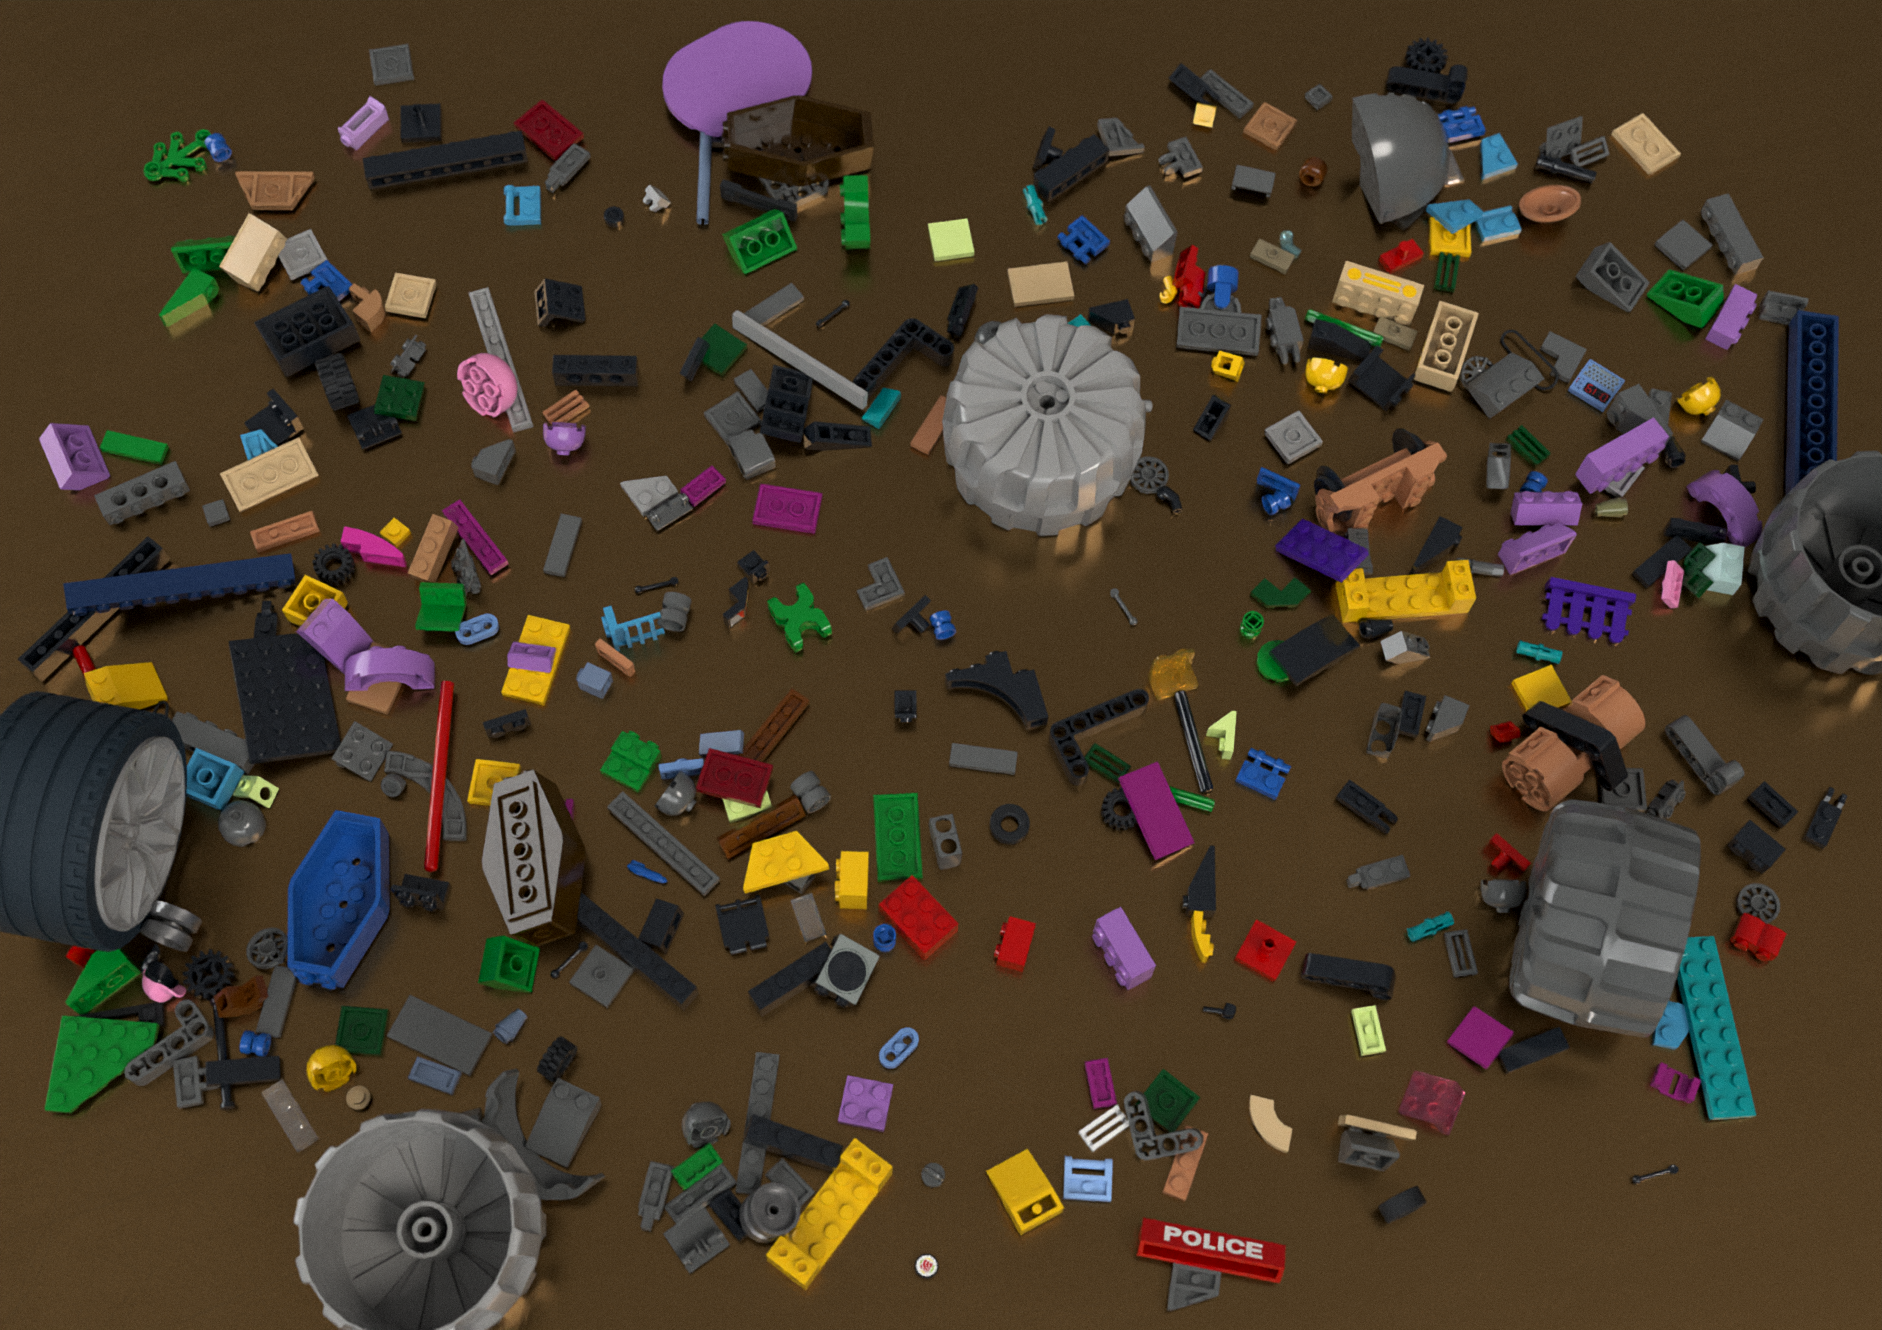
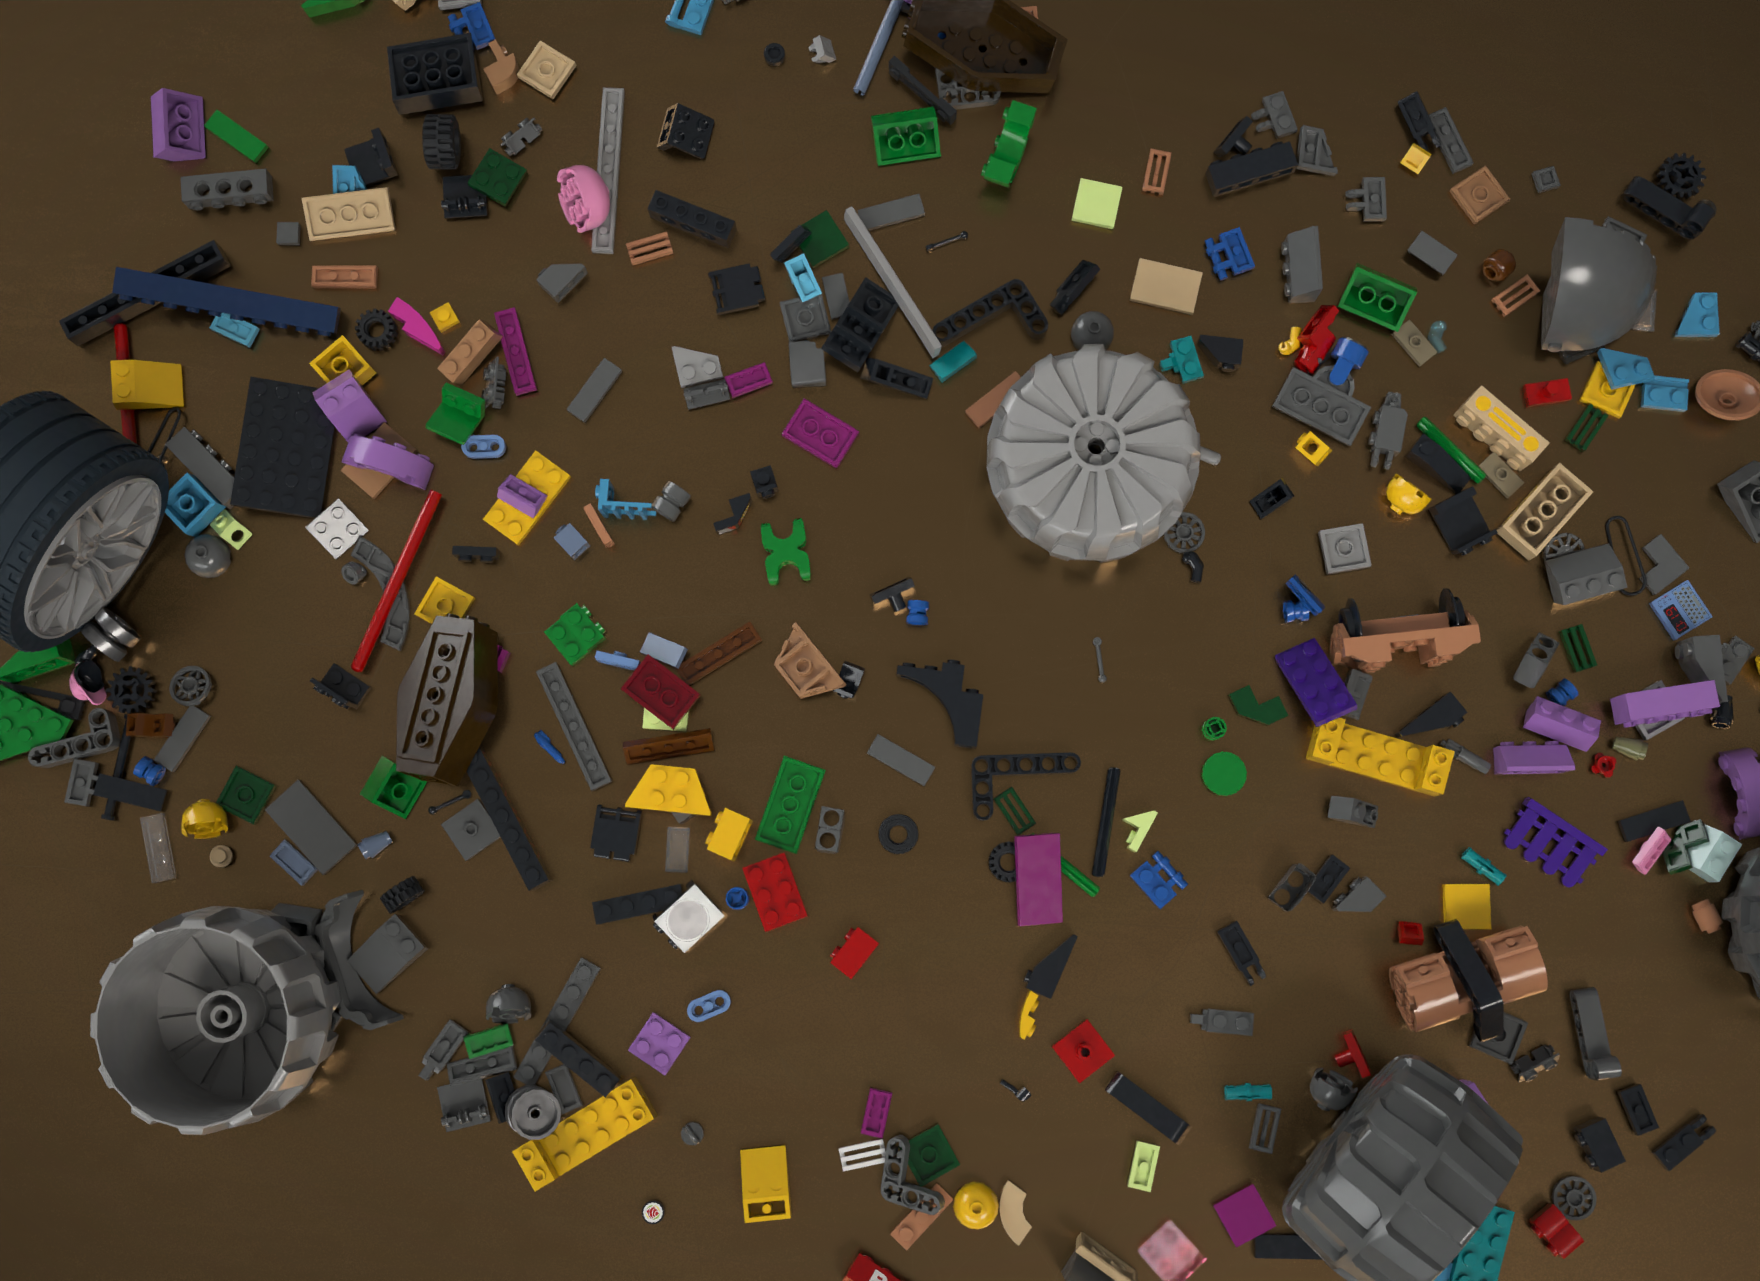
camera: 30 degrees right, 15 degrees up
(194, 611) = (234, 329): none -> medium azure plate
(266, 622) = (295, 366): black hinge -> none
(322, 884) = (242, 664): blue container -> none
(563, 436) = (635, 278): medium lavender cylinder -> none
(661, 413) = (737, 288): none -> black plate
(661, 926) = (541, 805): black hinge -> none
(673, 581) = (684, 466): black hinge -> none
(678, 796) = (603, 687): dark grey cylinder -> none
(717, 382) = (802, 278): none -> medium azure slope
(809, 789) = (726, 731): dark grey wheel -> none
(861, 707) = (806, 666): none -> medium nougat wing
(885, 587) = (882, 550): dark grey tile -> none
(993, 211) = (1153, 188): none -> nougat tile
(1034, 205) = (1197, 196): teal pin -> none
(1074, 121) = (1279, 116): none -> dark grey hinge
(1087, 1186) = (824, 1202): light blue plate -> none
(1123, 949) = (948, 1001): medium lavender brick -> none
(1172, 673) = (1115, 751): clear yellow bracket -> none
(1224, 228) = (1377, 297): none -> green slope
(1231, 1131) = (975, 1205): none -> yellow cylinder
(1314, 649) = (1263, 777): black slope -> none
(1330, 203) = (1501, 305): none -> nougat tile
(1374, 627) = (1332, 777): black cone -> none
(1462, 128) = (1679, 272): blue plate -> none
(1601, 527) = (1610, 762): none -> red plate
(1694, 531) = (1702, 804): black hinge -> none
(1746, 620) = (1707, 916): none -> nougat brick

